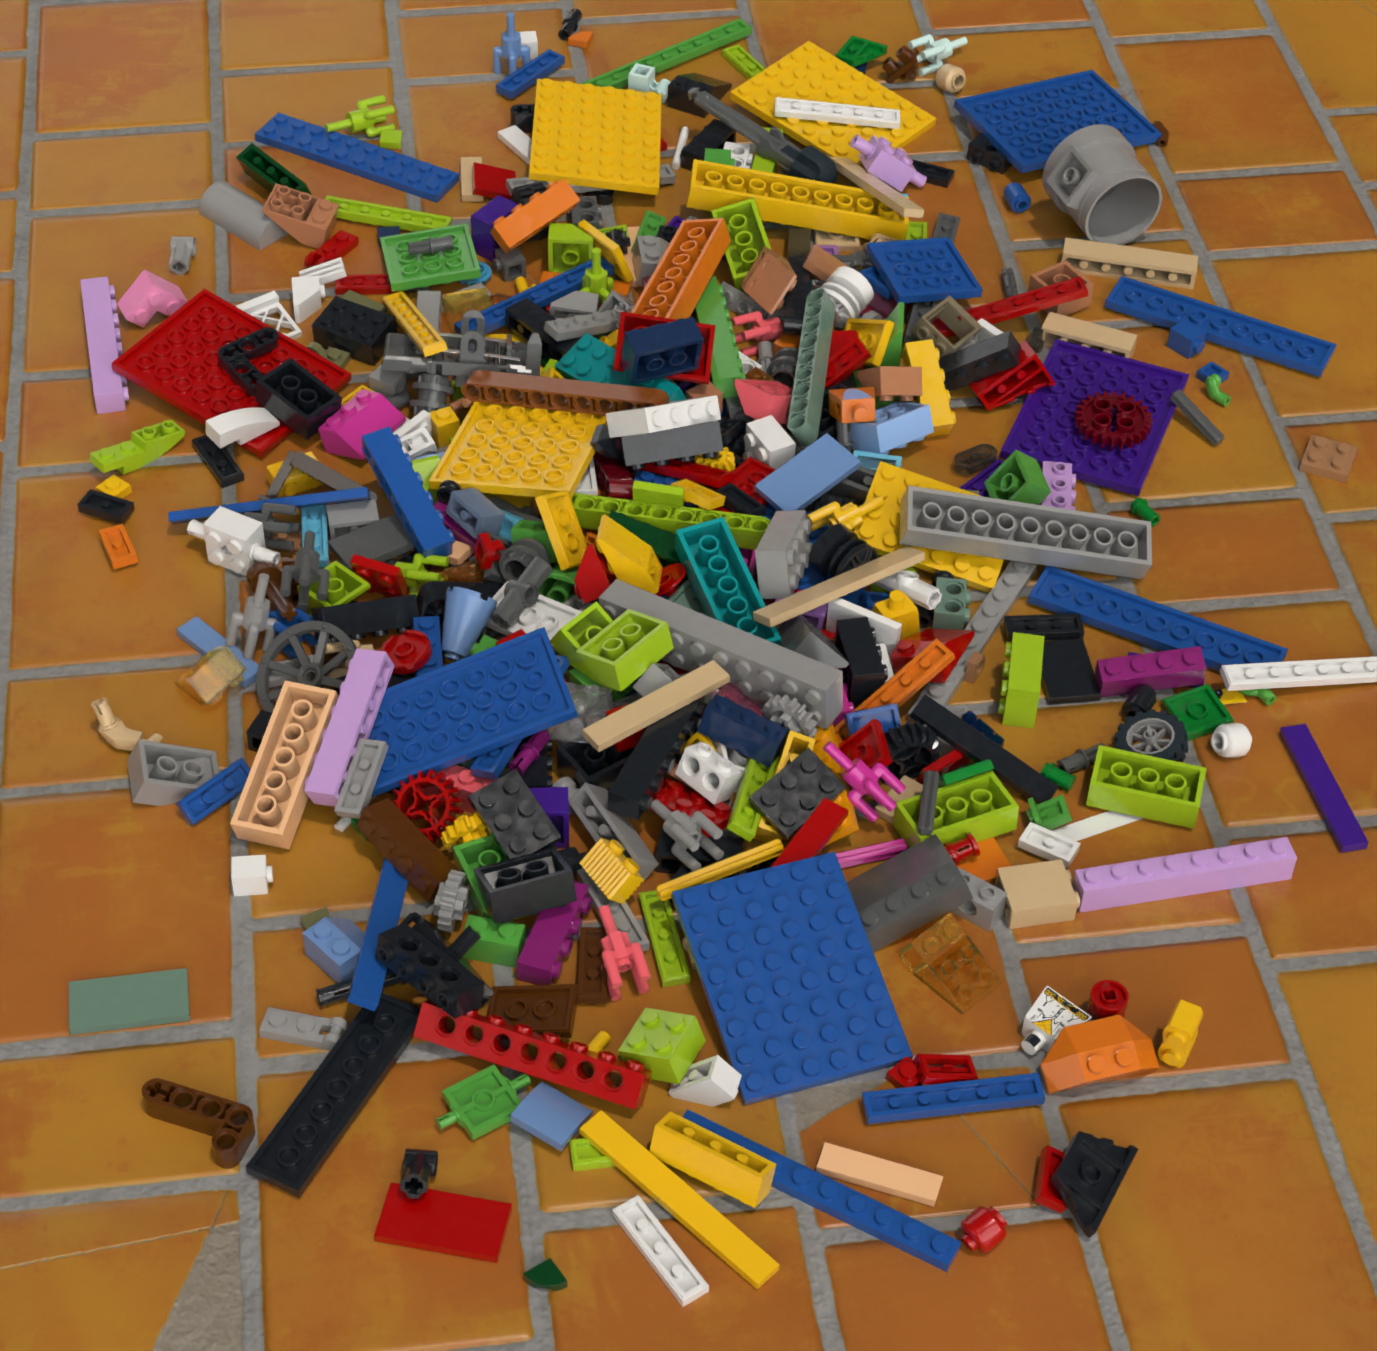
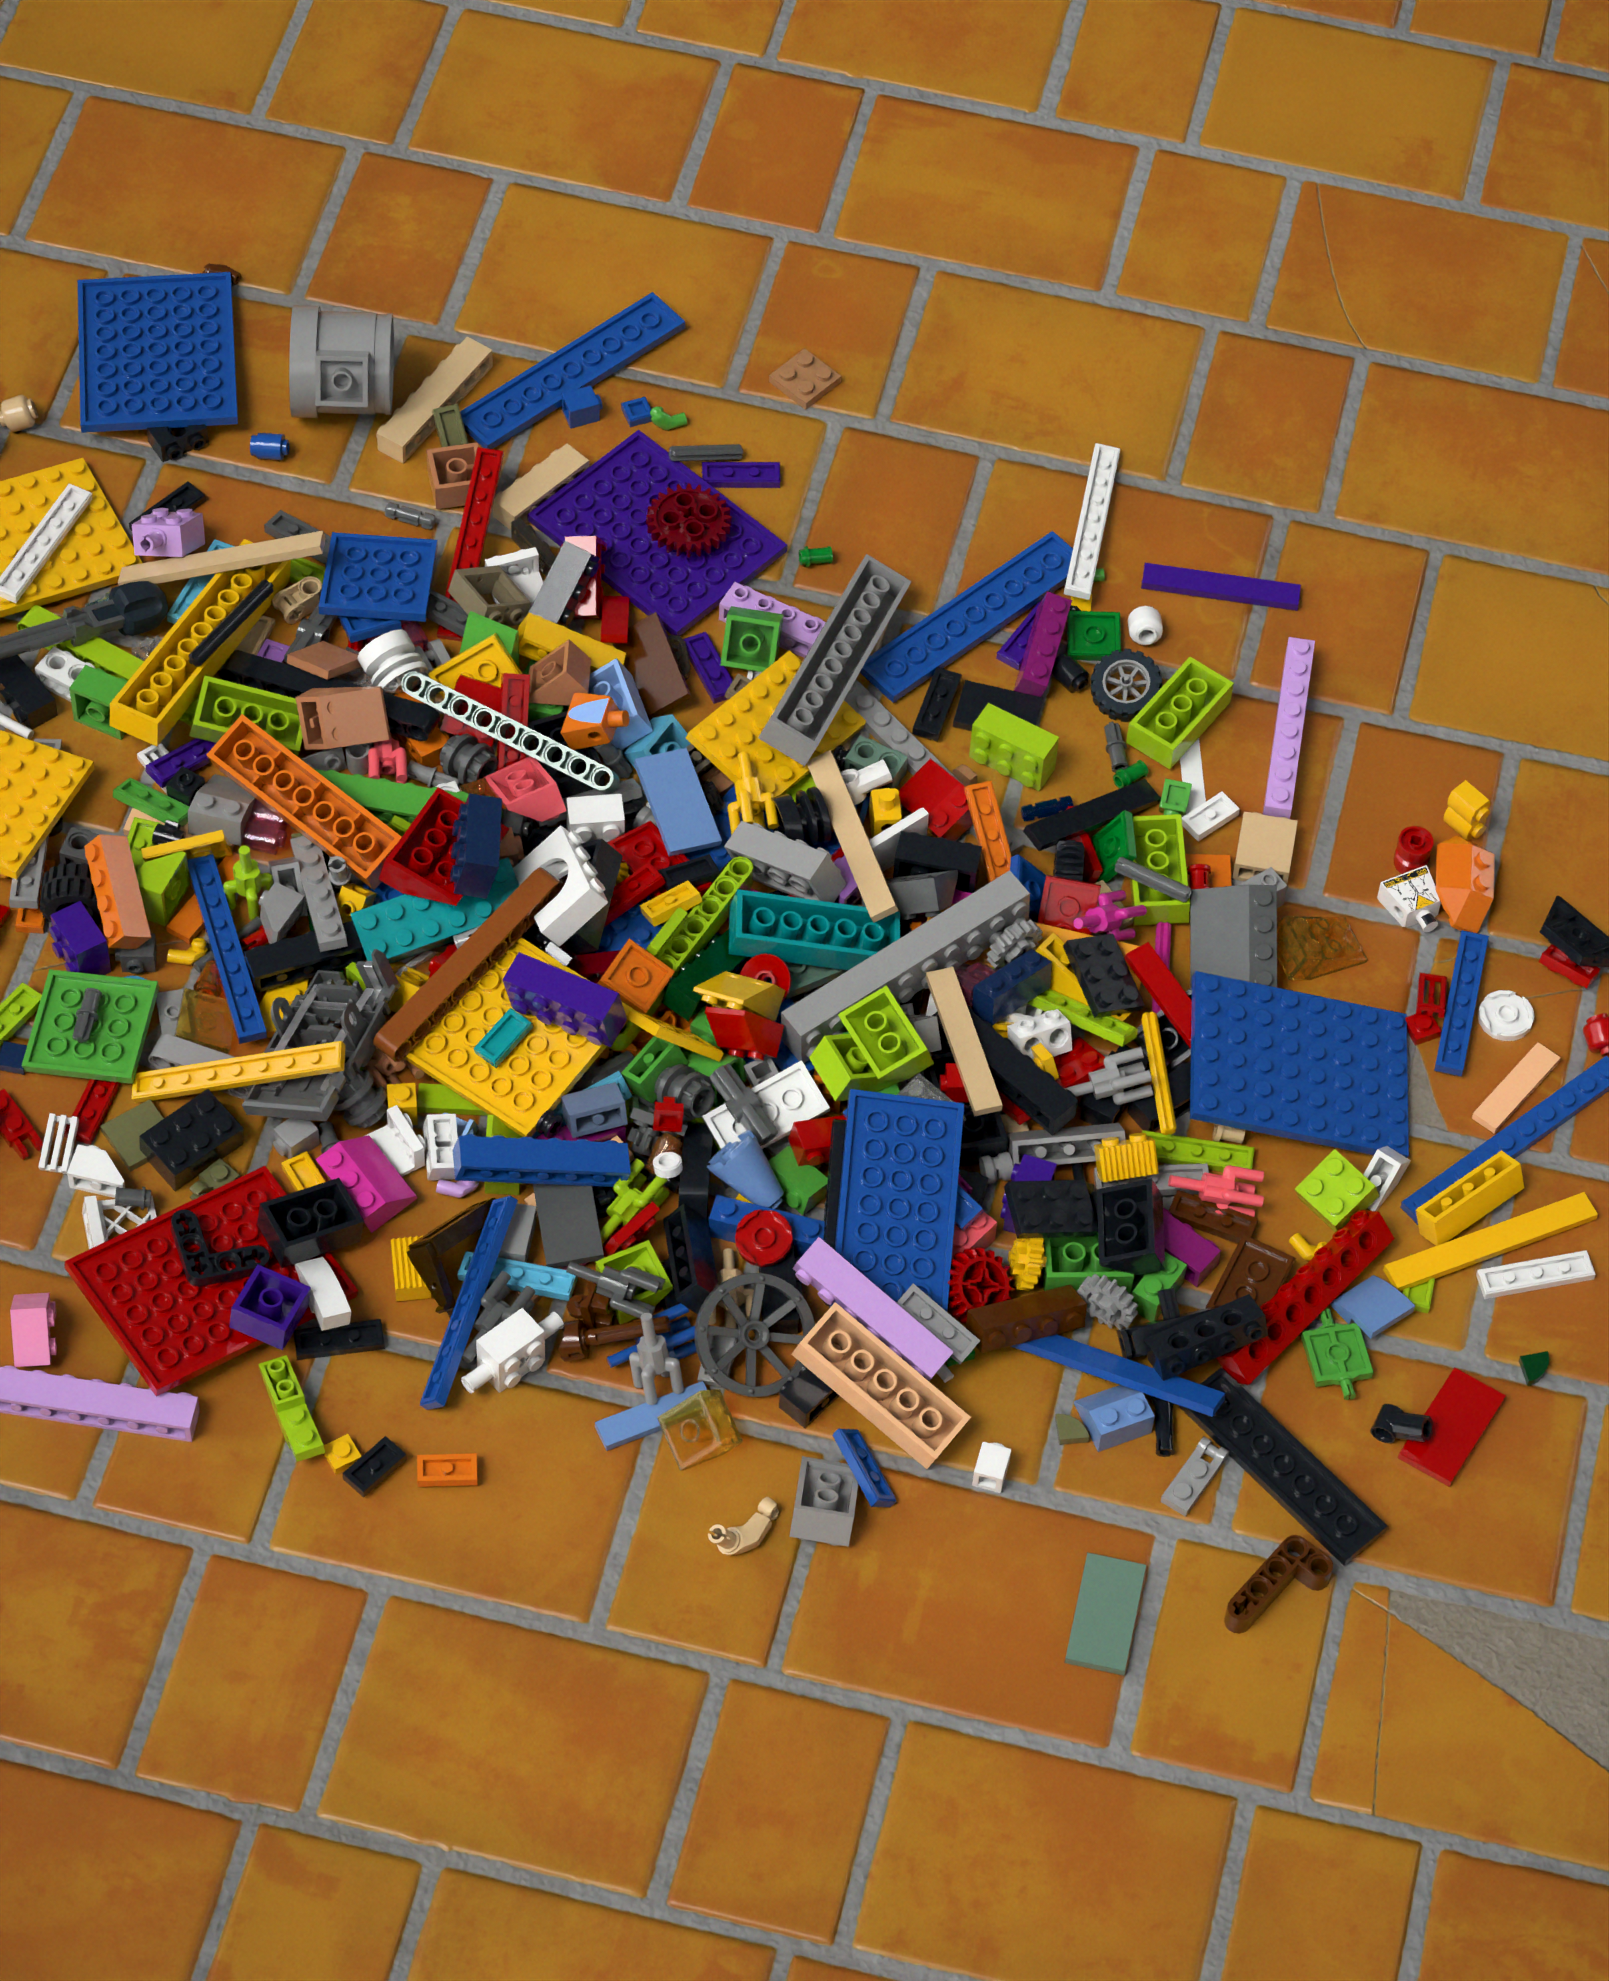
camera: 70 degrees left, 10 degrees up
(205, 393) = (270, 1307): none -> dark purple brick
(289, 319) = (133, 1197): none -> dark grey pin
(445, 571) = (667, 1165): none -> white tile
(509, 437) = (503, 1037): none -> teal tile
(544, 442) = (564, 1000): none -> dark purple brick
(605, 488) = (636, 976): none -> orange tile
(681, 781) = (1044, 1060): none -> yellow plate
(815, 201) = (231, 623): none -> black axle
(954, 445) = (654, 666): none -> reddish brown tile
(963, 1144) = (1505, 1015): none -> white tile
(984, 410) = (615, 619): none -> red tile
(1104, 275) = (449, 426): none -> olive tile
(1197, 449) = (742, 474): none -> dark purple tile

